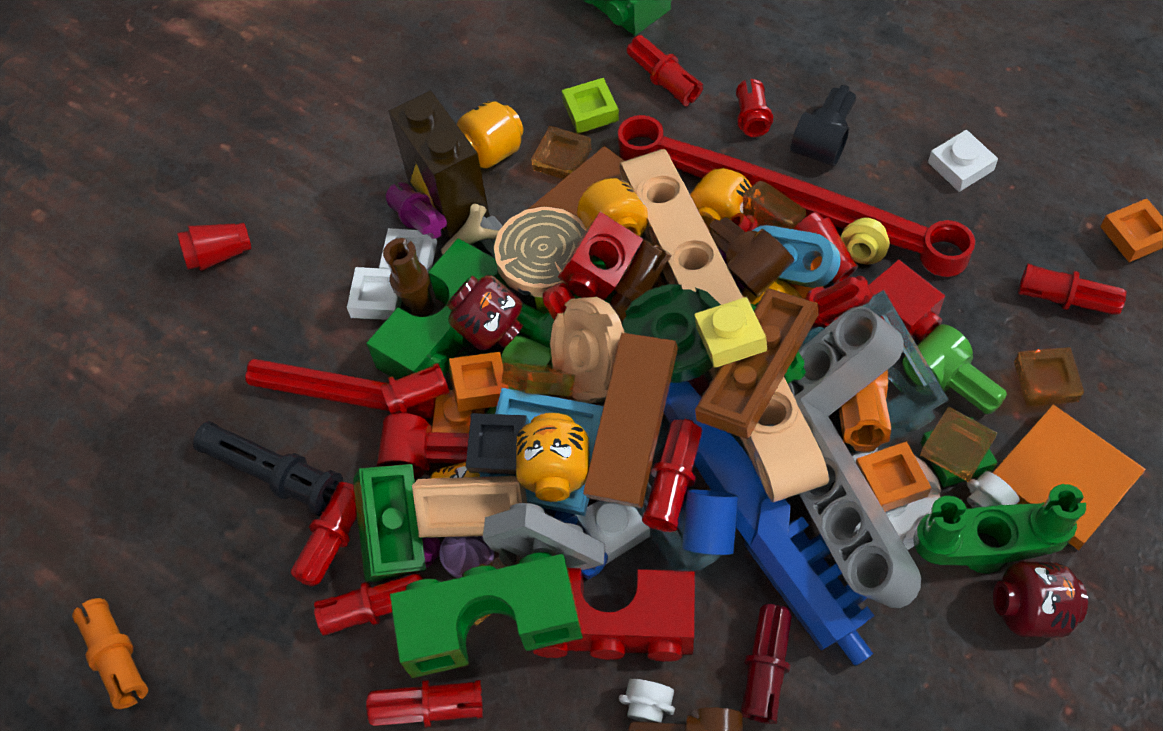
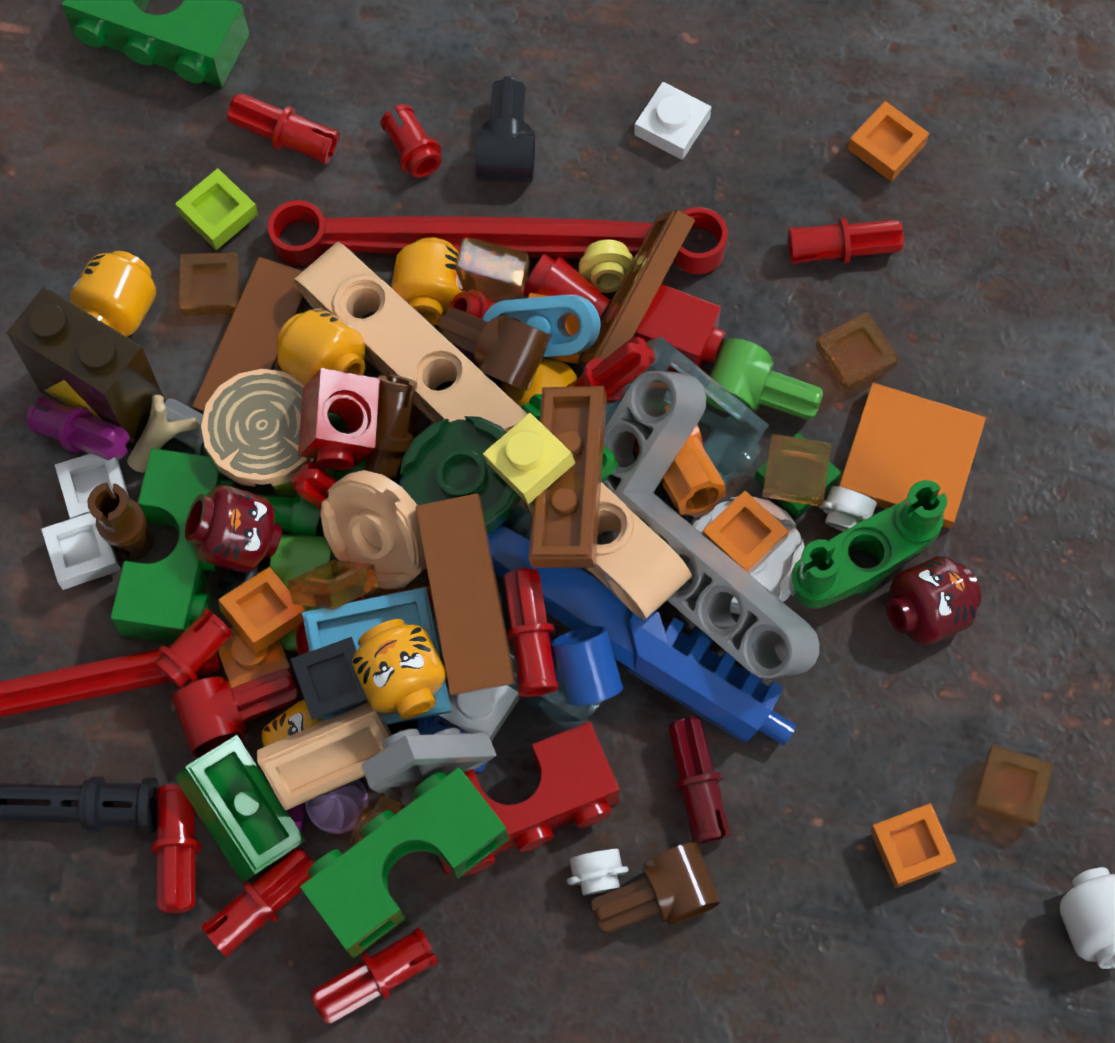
camera: 30 degrees left, 10 degrees up
(899, 245) = (640, 284): none -> dark orange tile

